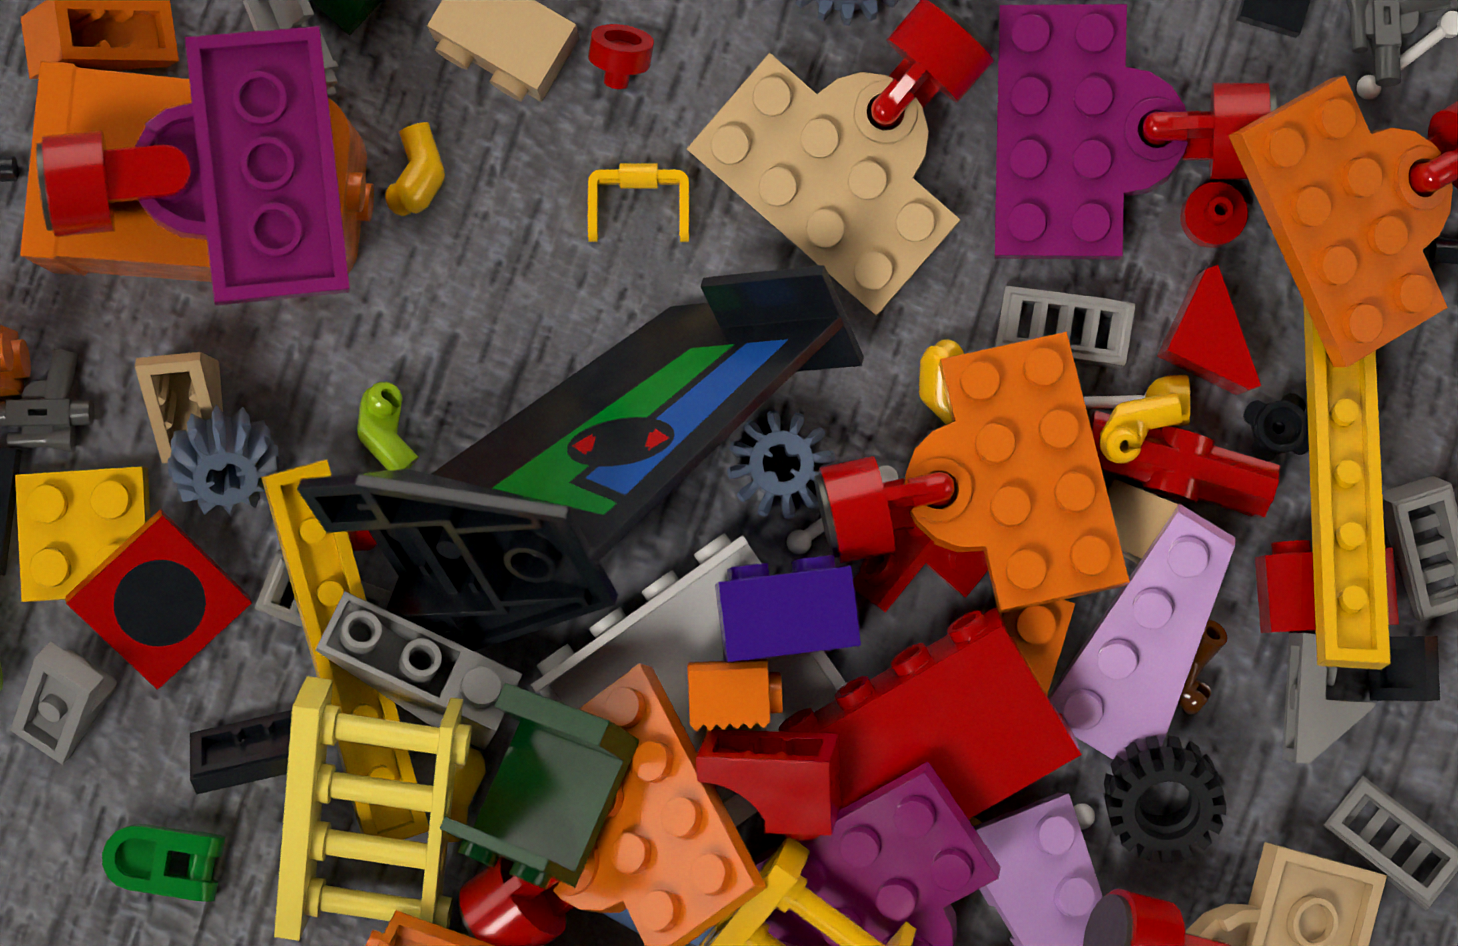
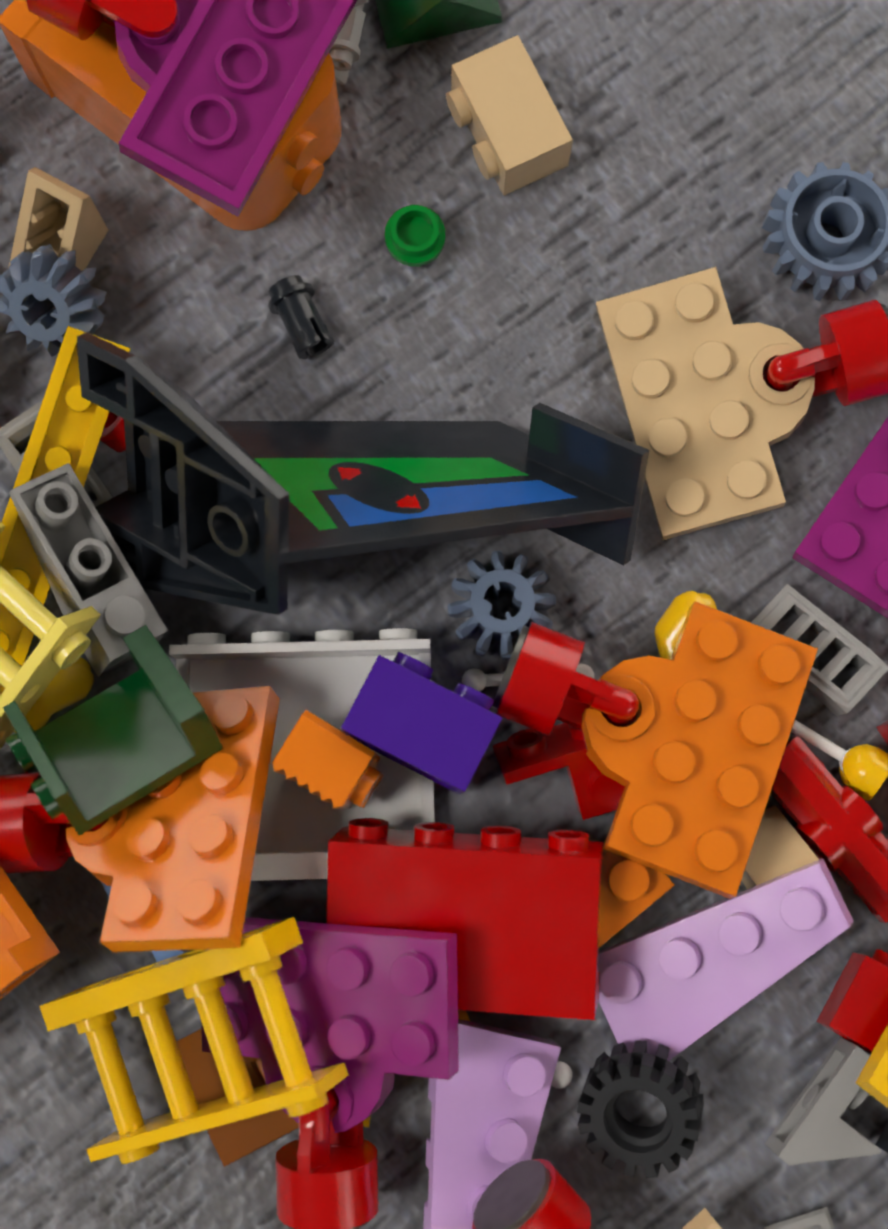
camera: 35 degrees right, 5 degrees down
(379, 426) = (200, 358): lime arm -> none
(421, 176) = (367, 187): yellow arm -> none
(441, 328) = (294, 304): none -> black pin
(491, 191) = (415, 235): none -> green plate
(620, 53) = (593, 192): red tile -> none
(638, 177) = (541, 301): yellow piece -> none
(782, 774) = (322, 860): red arch -> none
(1131, 422) = (824, 762): yellow arm -> none
(1196, 692) = (727, 1034): reddish brown arm -> none

